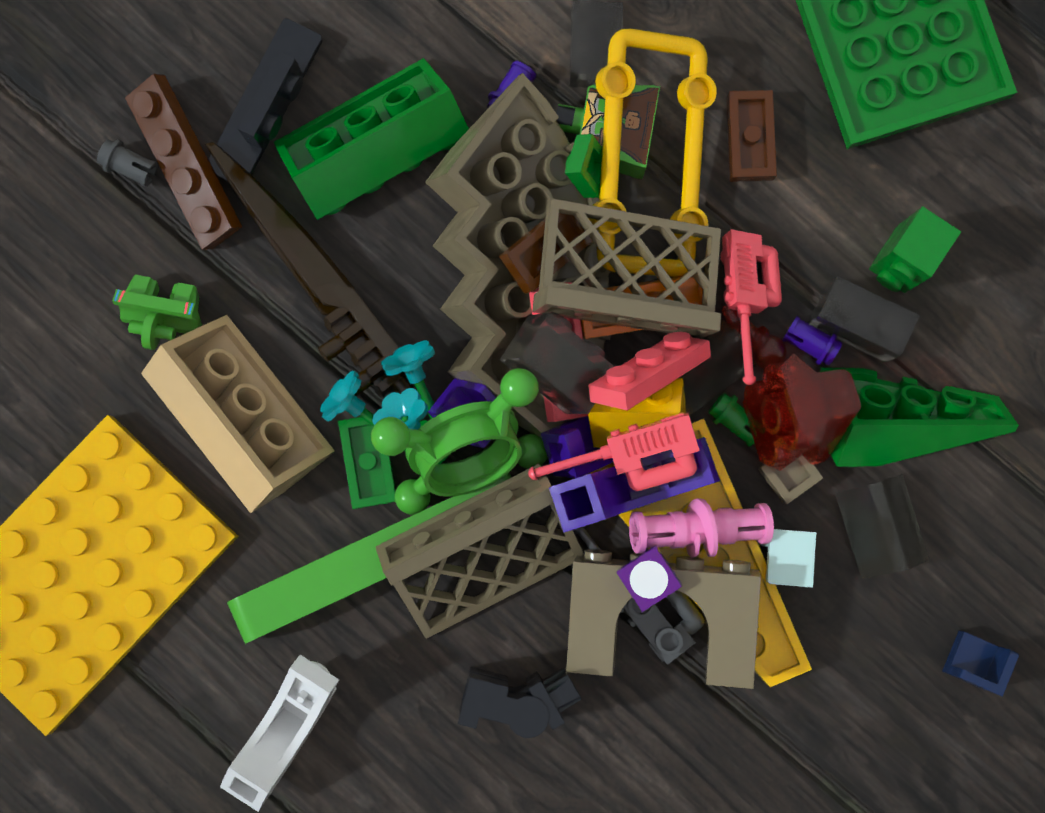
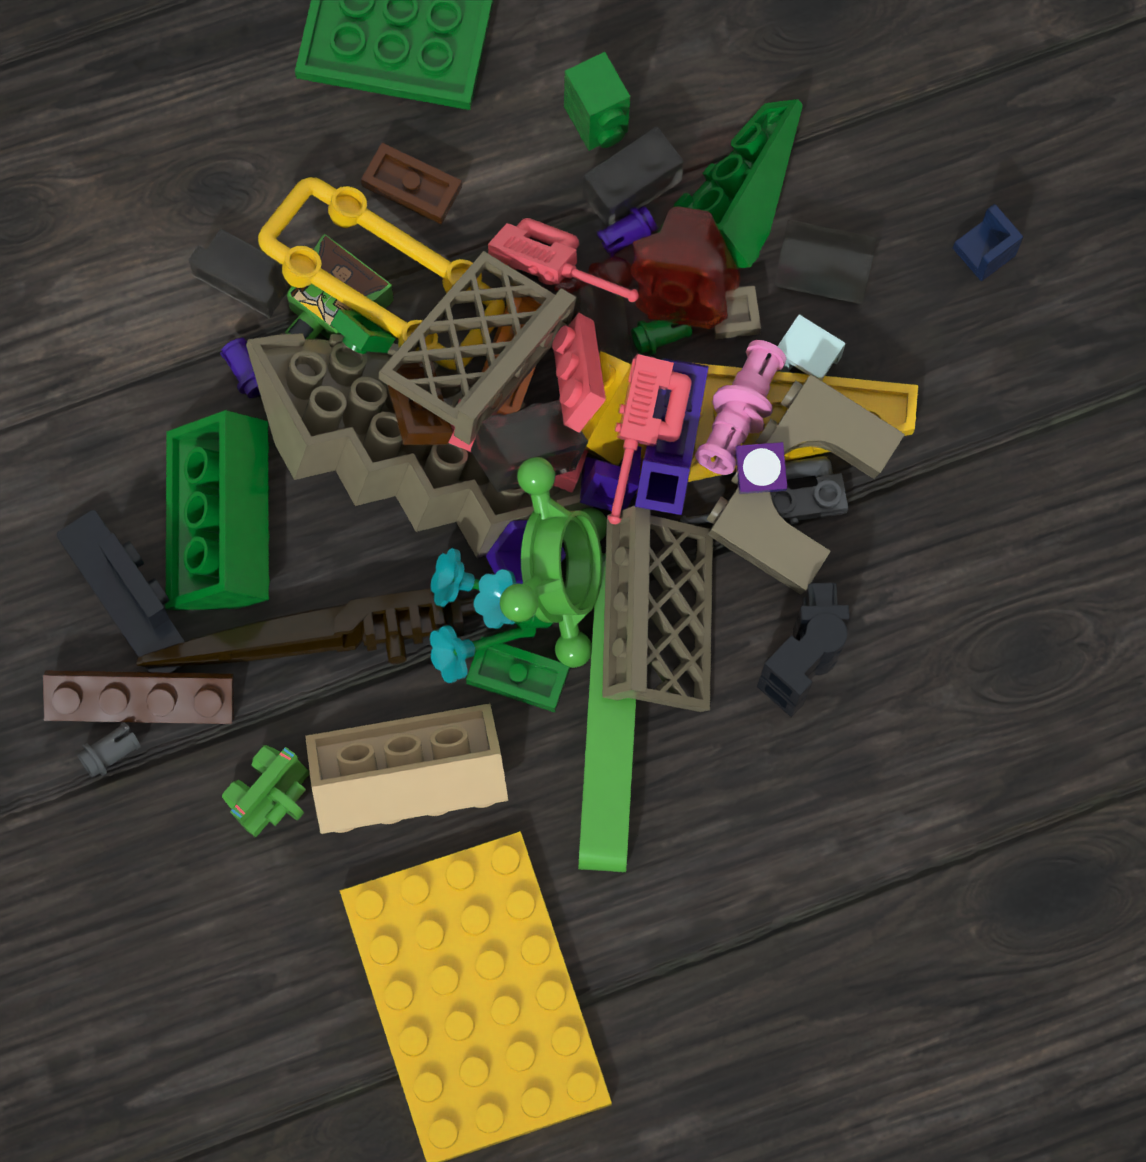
camera: 65 degrees left, 10 degrees down
(280, 733) = (722, 872): white arch -> none

